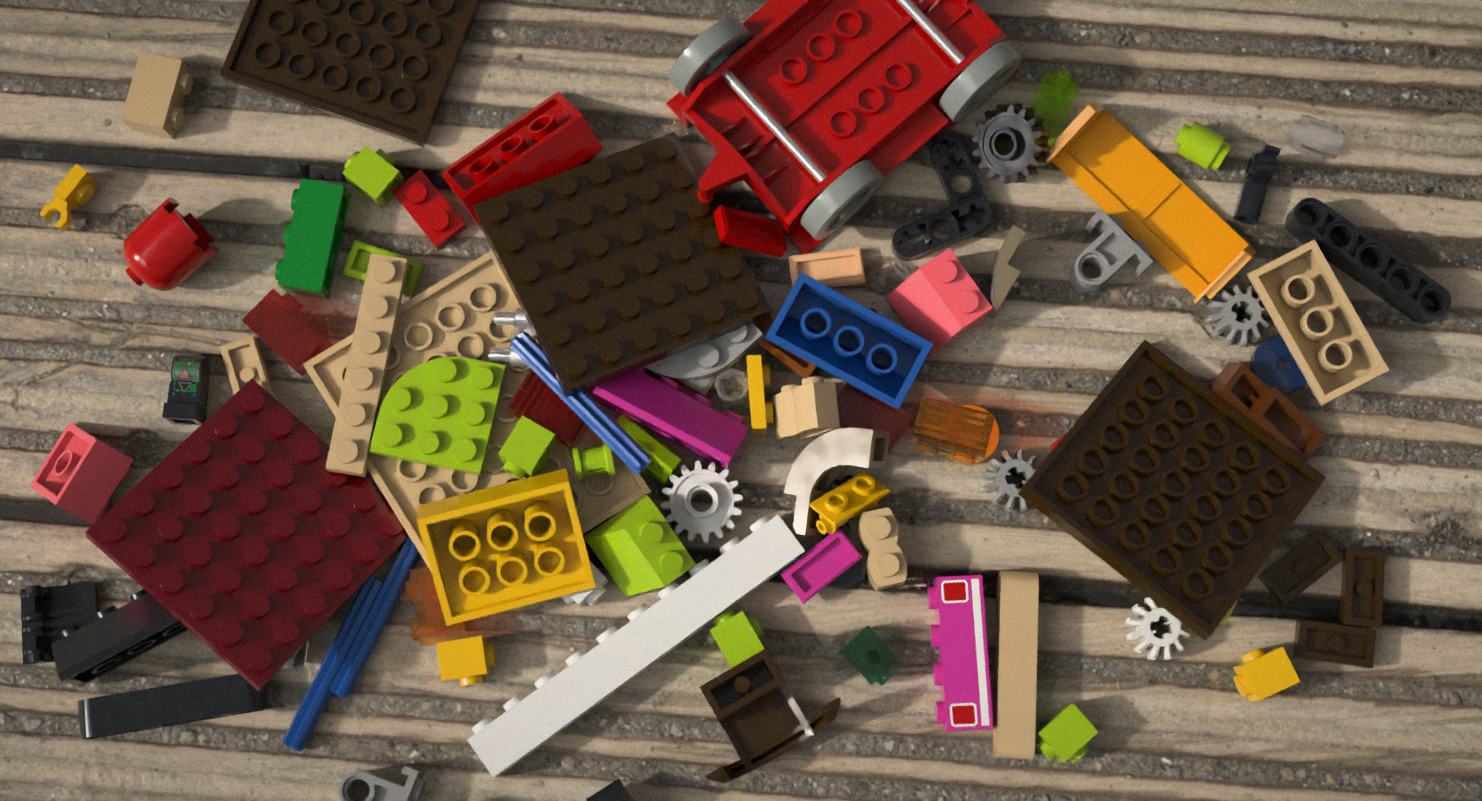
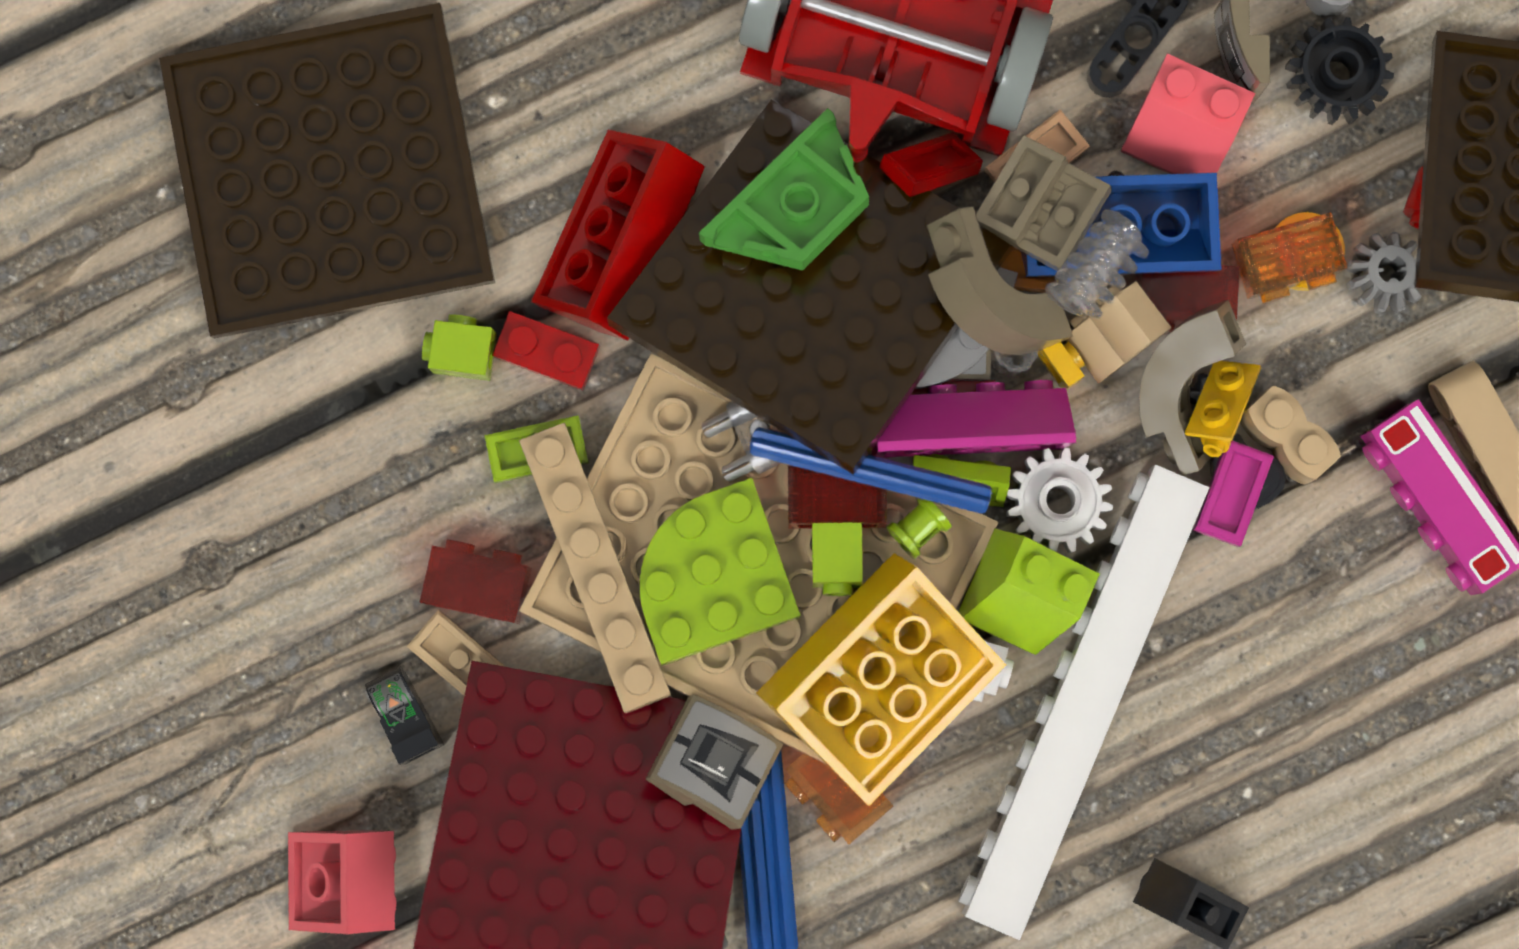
camera: 30 degrees left, 5 degrees up
(72, 192) = (127, 566): yellow plate -> none
(157, 95) = (153, 402): tan brick -> none
(167, 248) = (280, 571): red cylinder -> none
(313, 238) = (436, 461): green brick -> none
(363, 535) = (714, 761): none -> slope
(466, 660) = (907, 830): yellow brick -> none
(641, 200) = (794, 201): none -> bright green wing
(721, 336) = (980, 297): none -> dark tan arch
(737, 636) = (1190, 627): lime brick -> none
(759, 715) = (1267, 697): dark brown piece -> none
(802, 295) = (1042, 203): none -> dark tan slope
(811, 355) = (1098, 265): none -> clear piece
(870, 657) = (1346, 562): clear green brick -> none
(1076, 314) = (1355, 50): none -> black gear

